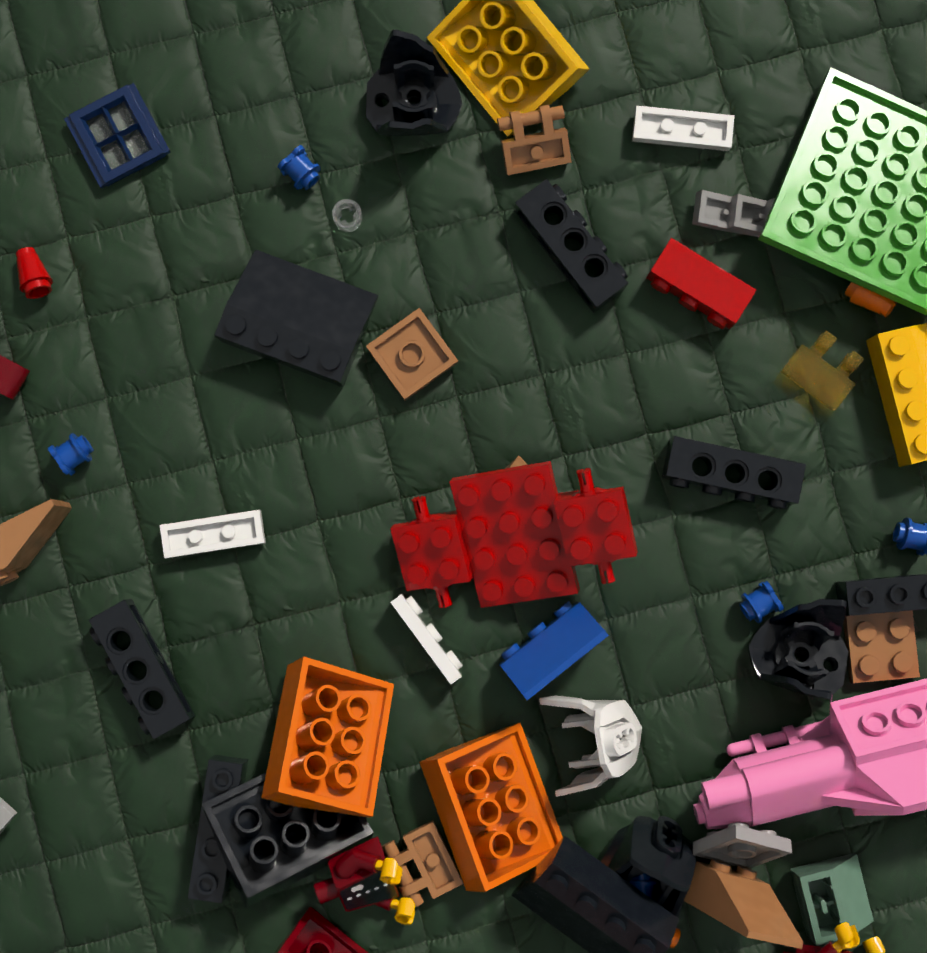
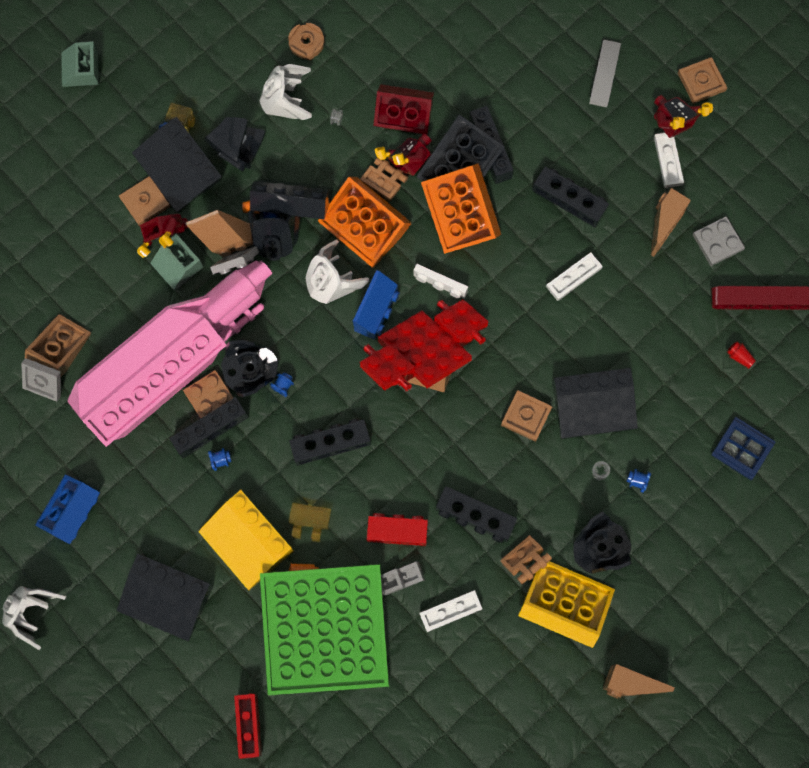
camera: 160 degrees right, 10 degrees down
(71, 453) = (666, 277): blue brick -> none

